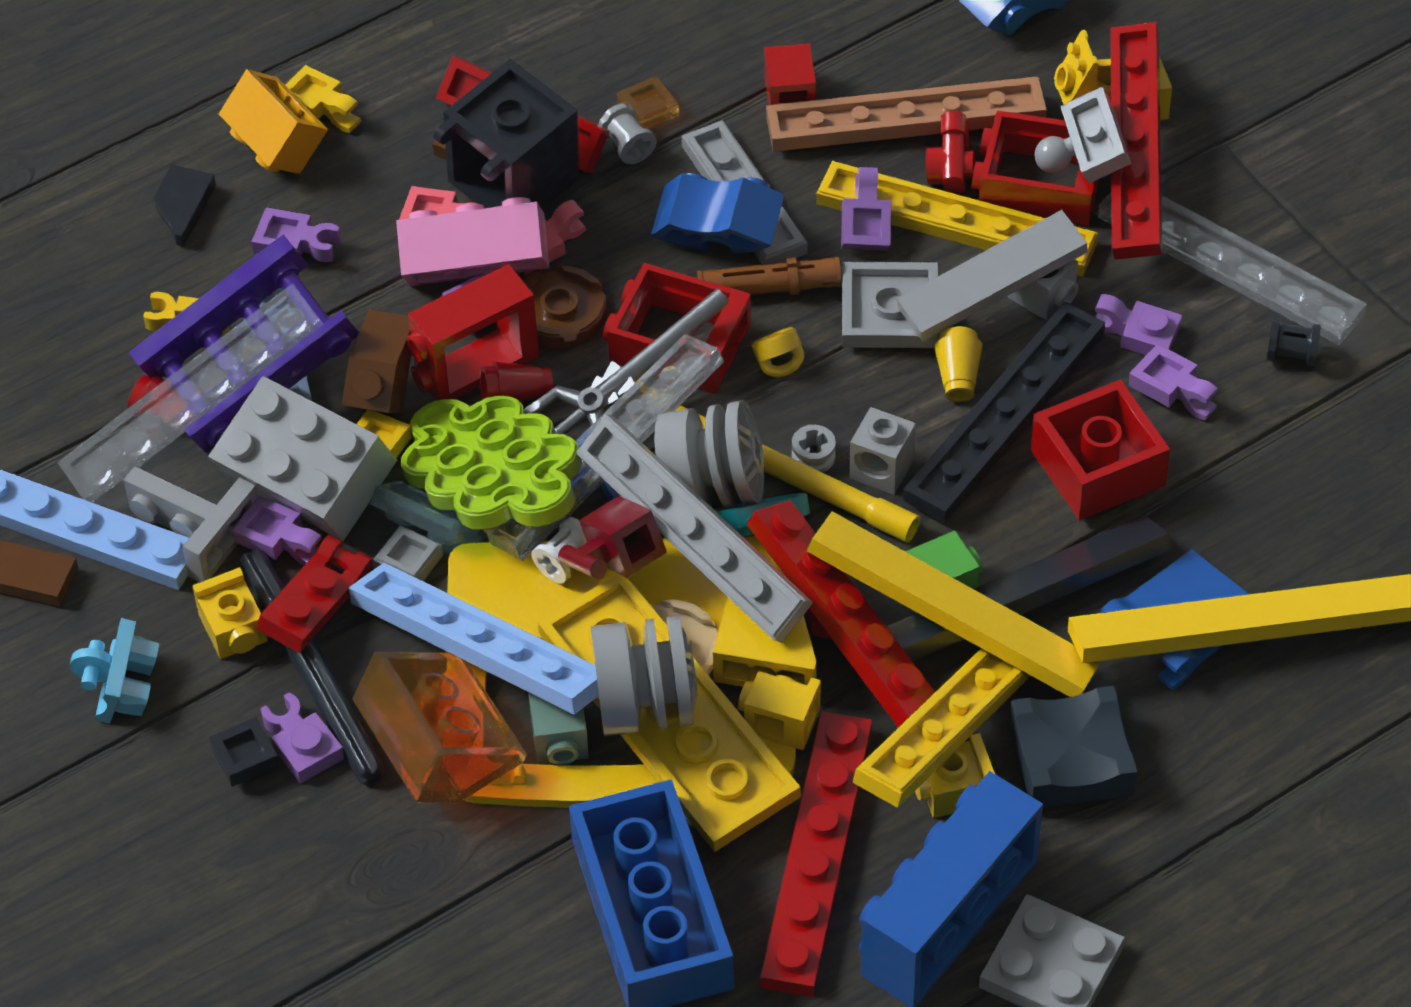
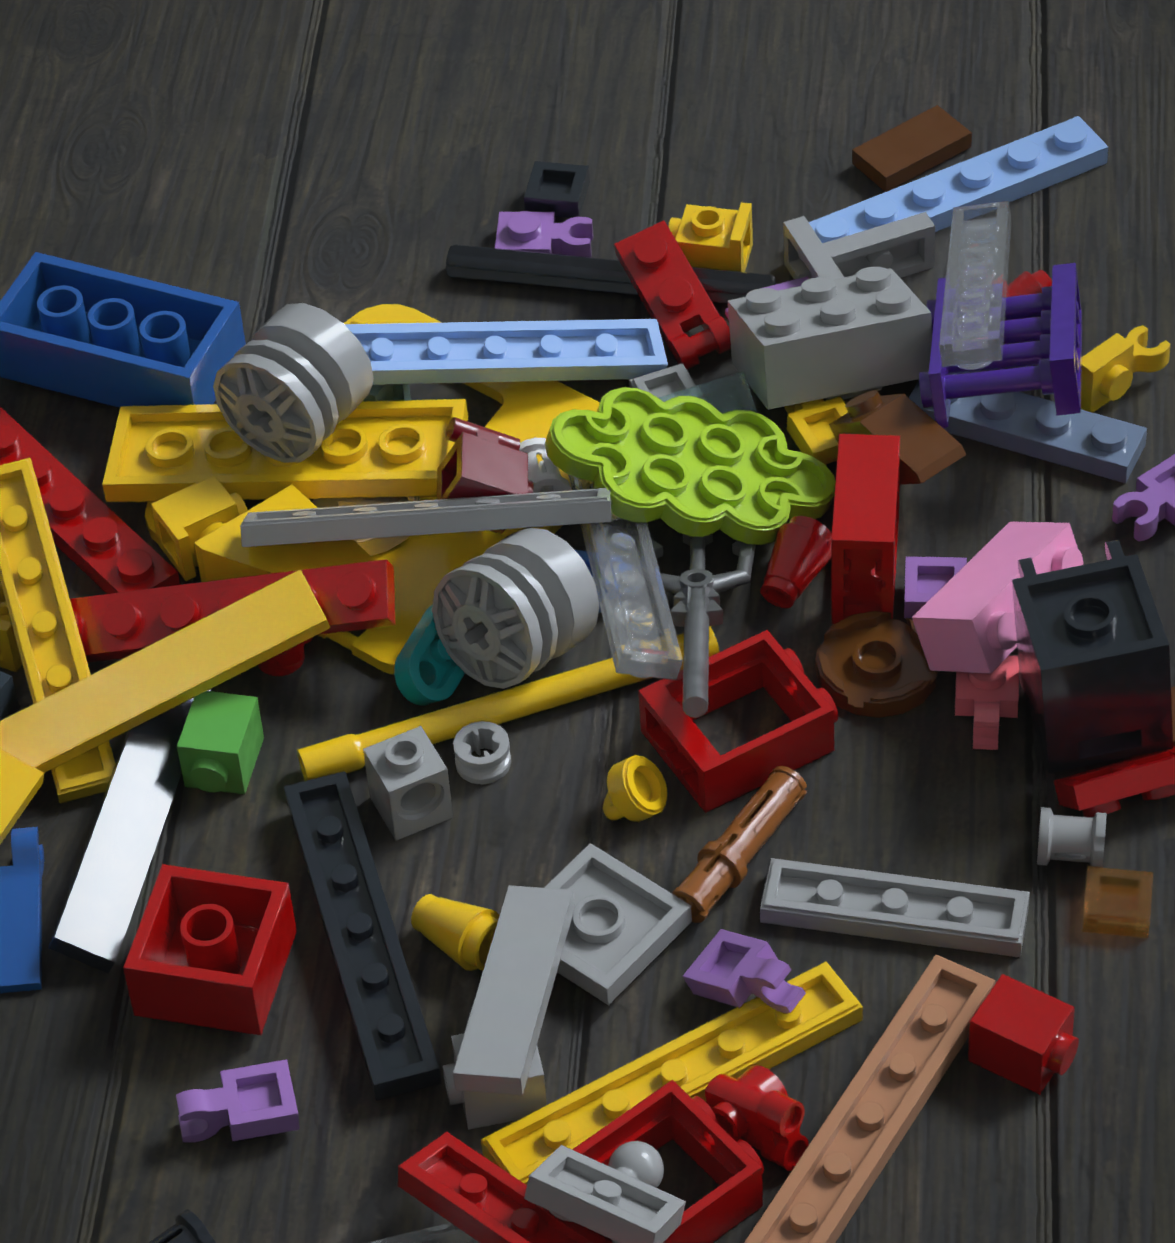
camera: 130 degrees right, 5 degrees down
(125, 653) = (729, 139): medium azure hips -> none
(436, 724) = (434, 280): clear orange slope -> none
(718, 212) = (856, 825): blue brick -> none
(1140, 327) = (347, 1143): medium lavender plate -> none

